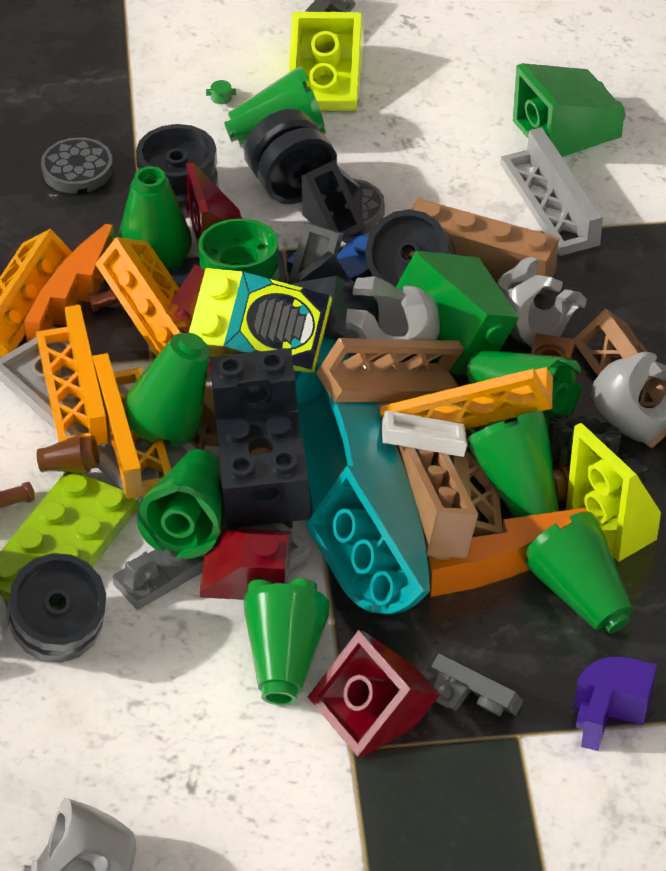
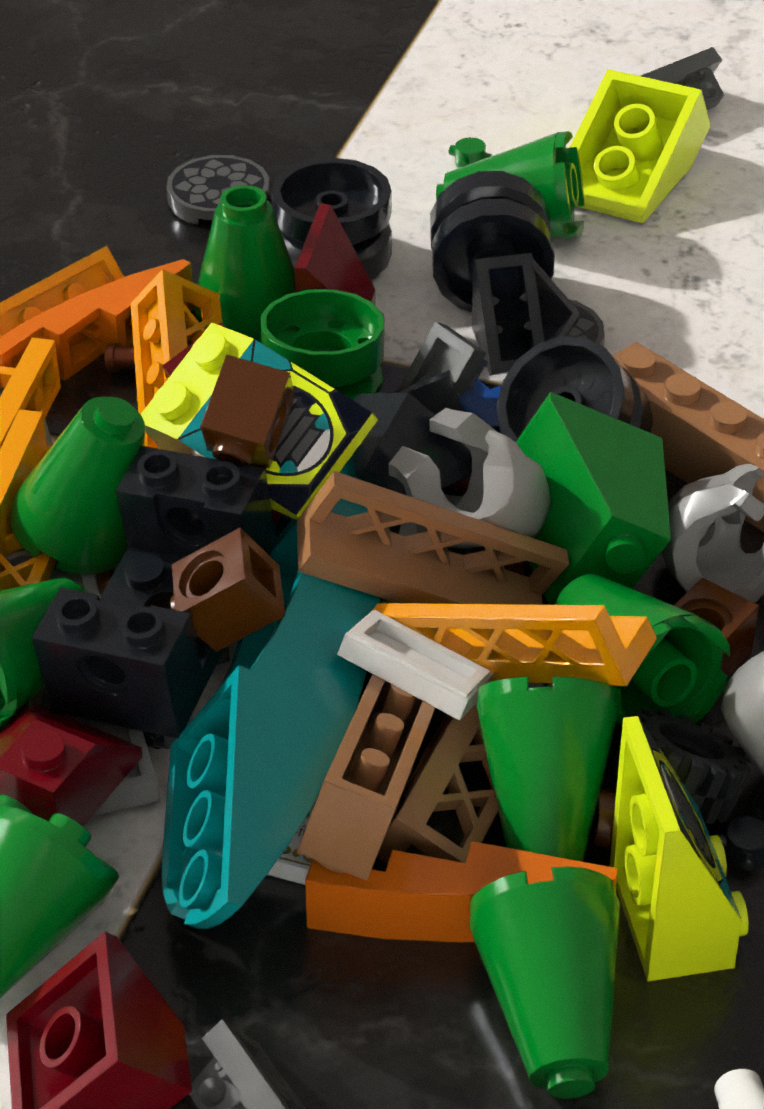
camera: 25 degrees right, 5 degrees down
(267, 318) = (247, 412): none -> reddish brown brick
(323, 428) = (228, 589): none -> reddish brown brick

